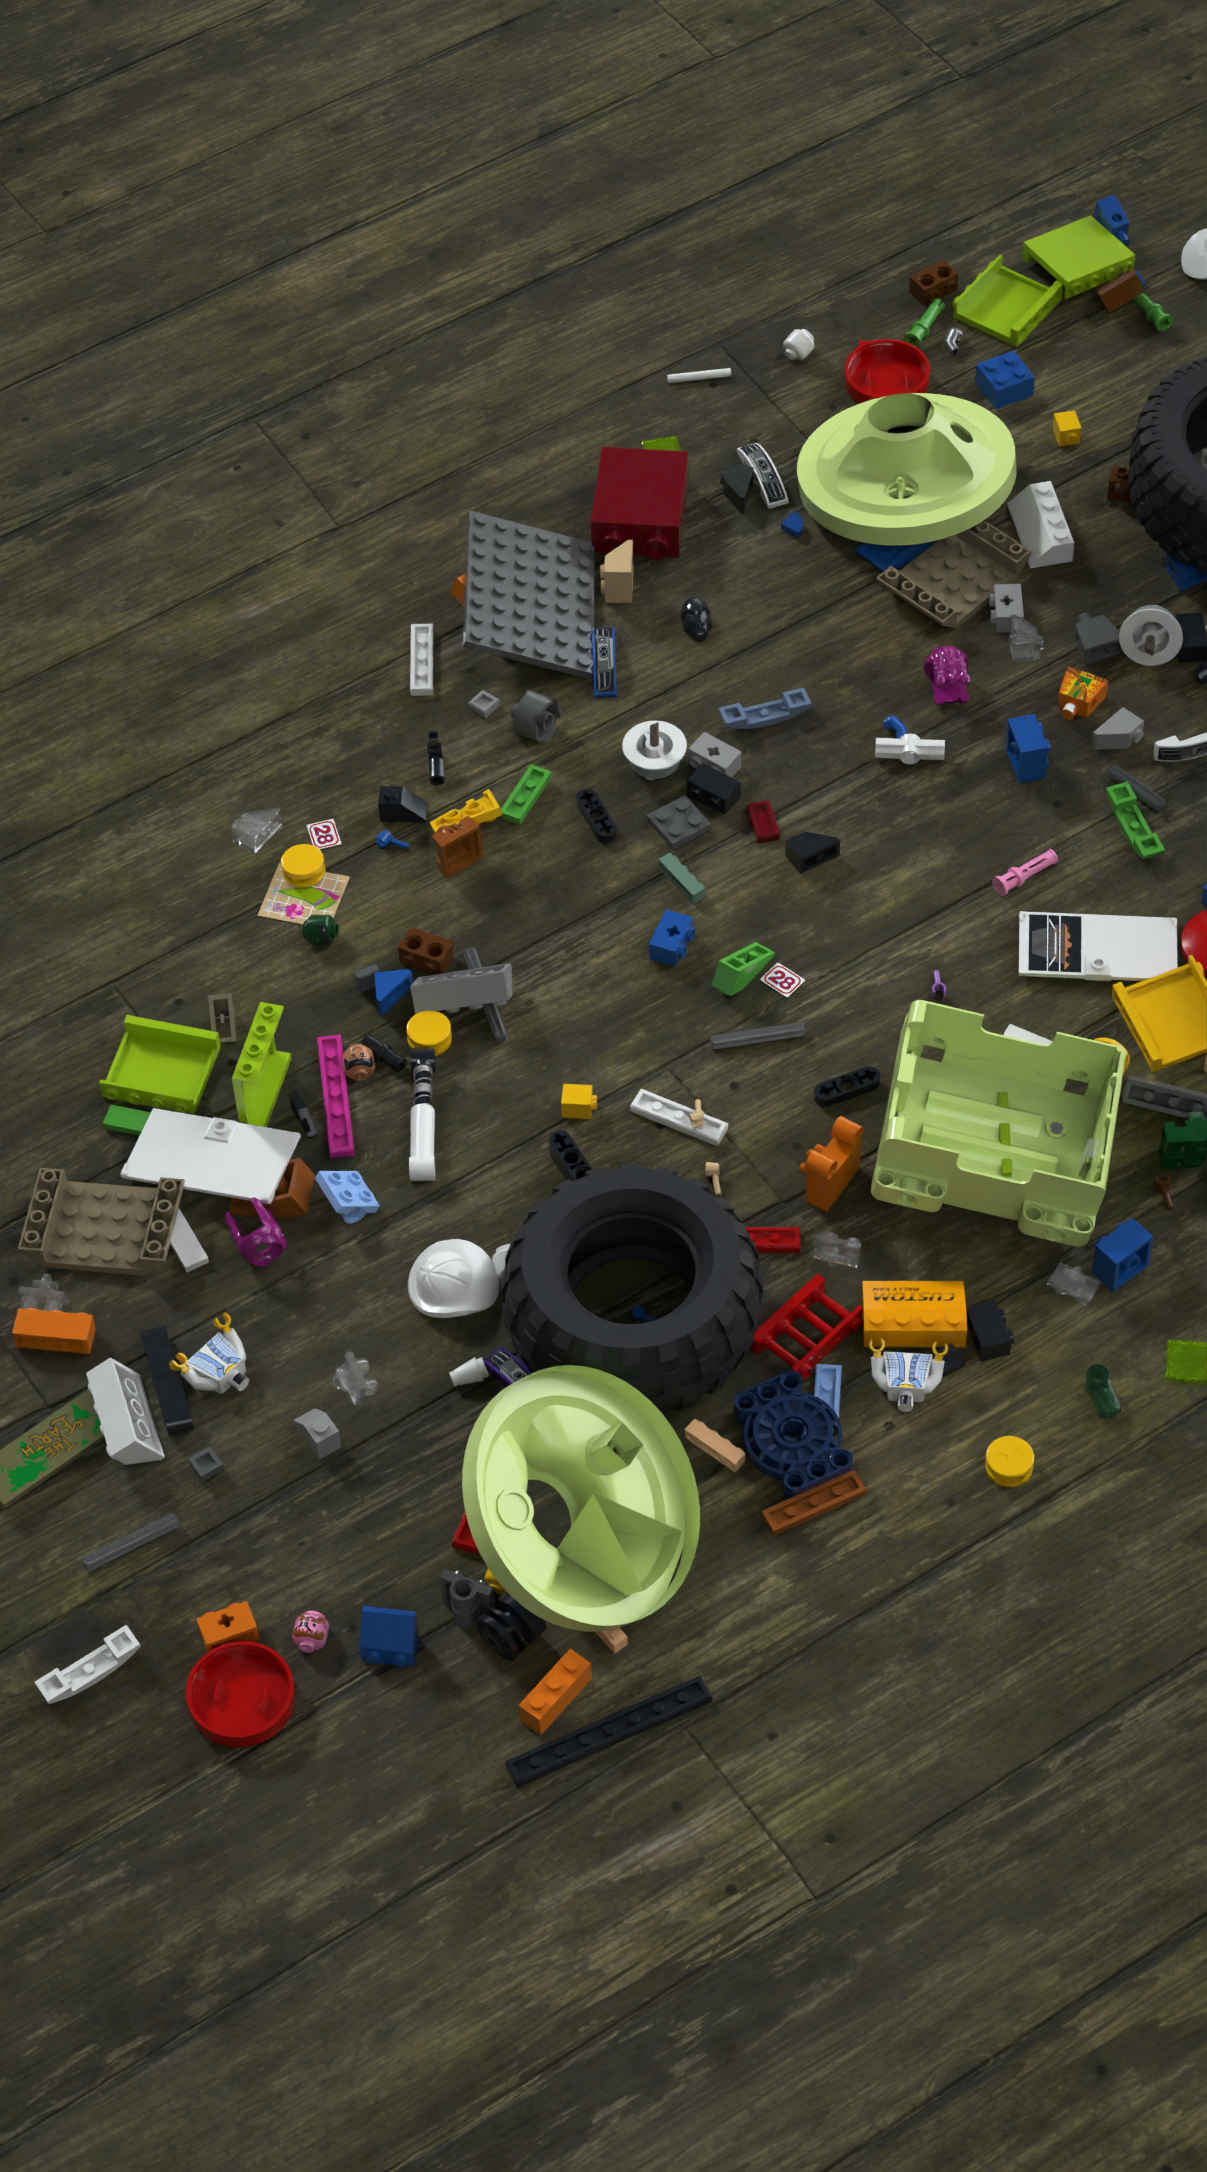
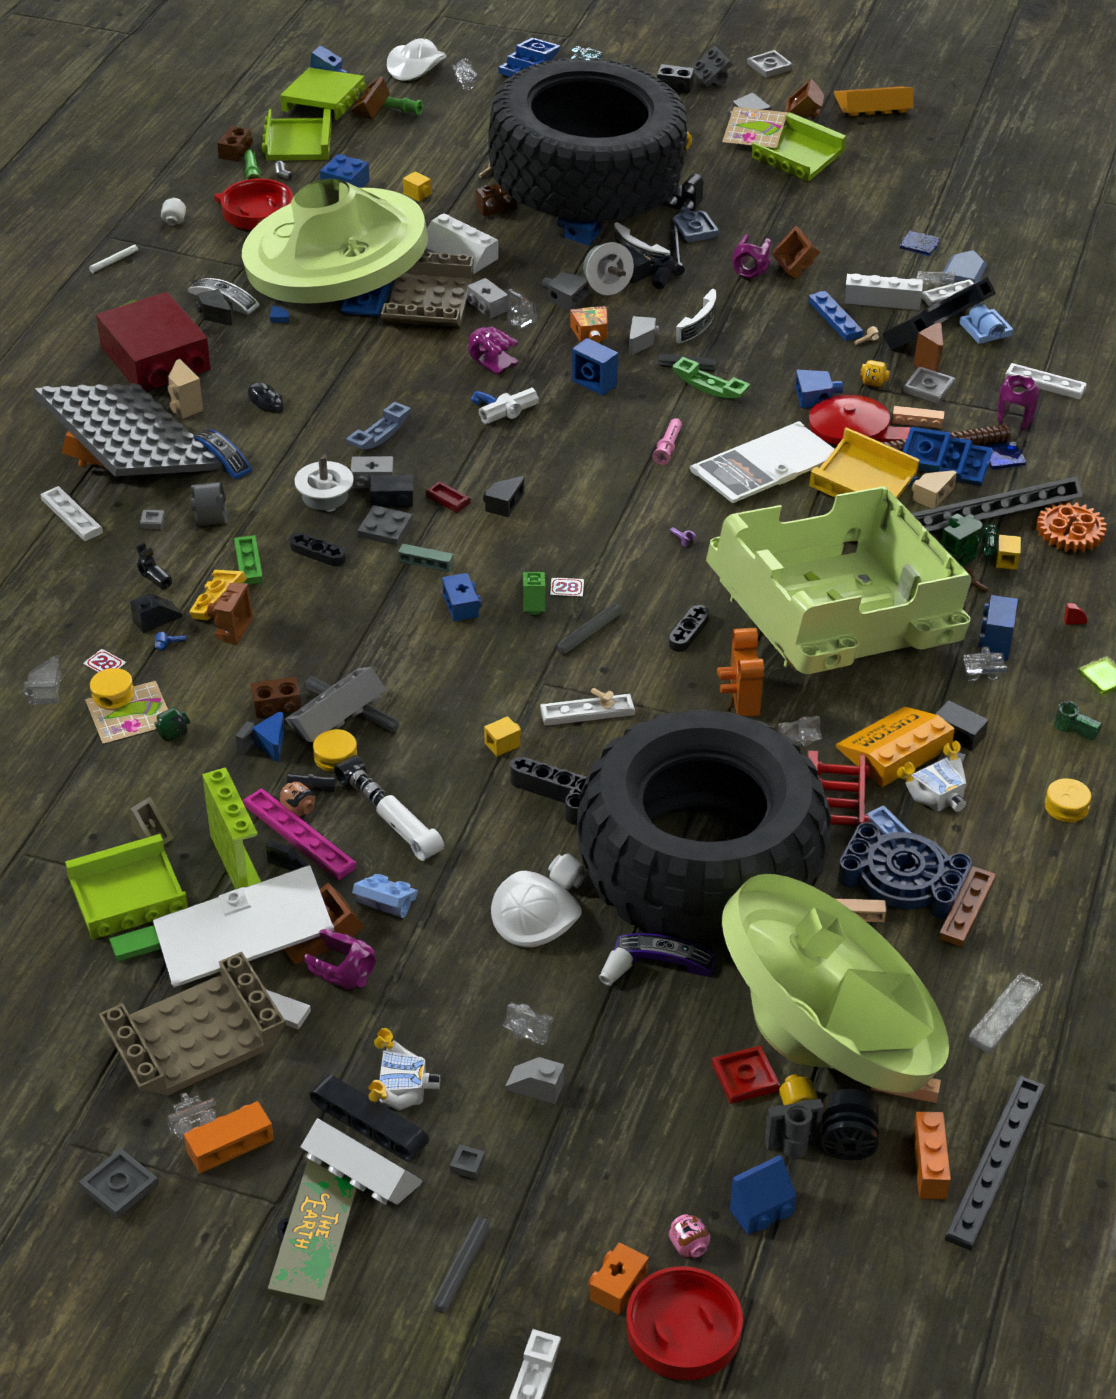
camera: 40 degrees left, 10 degrees down
(749, 1615) = (1004, 1012): none -> clear tile

